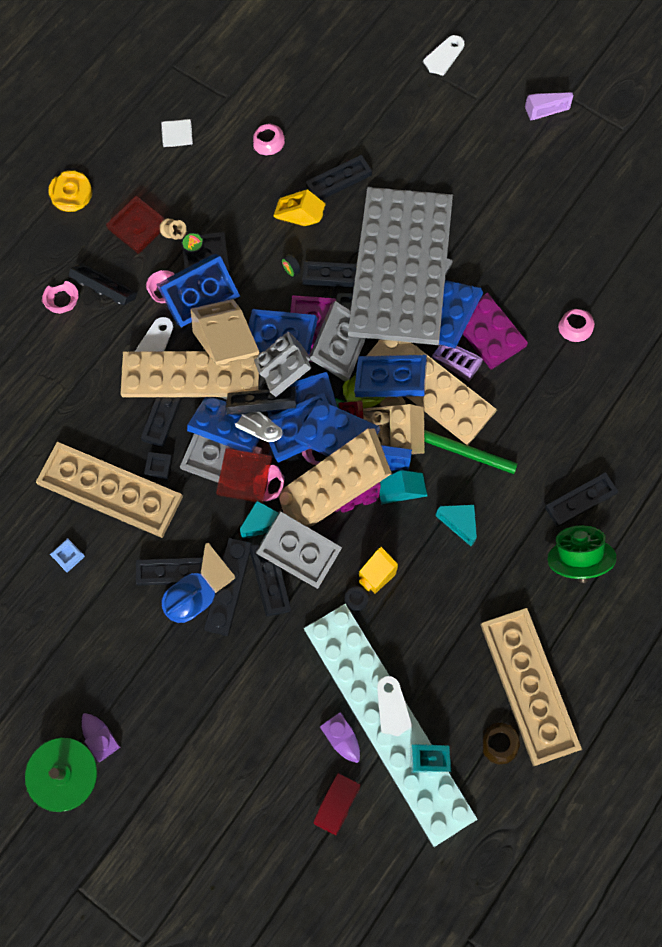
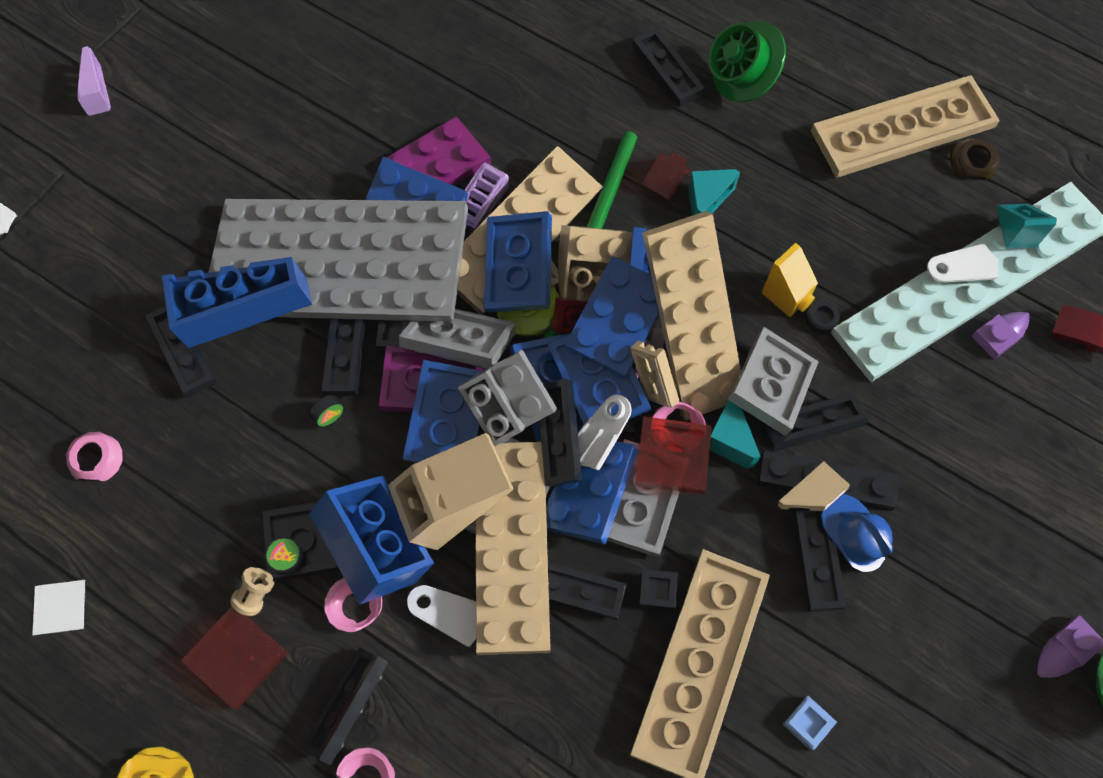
camera: 95 degrees left, 5 degrees down
(295, 457) = (655, 374): none -> tan tile
(300, 208) = (229, 401): yellow slope -> none
(361, 195) = (232, 299): none -> blue wedge
(479, 492) = (666, 174): none -> clear red bracket
(573, 334) = (433, 77): bright pink piece -> none

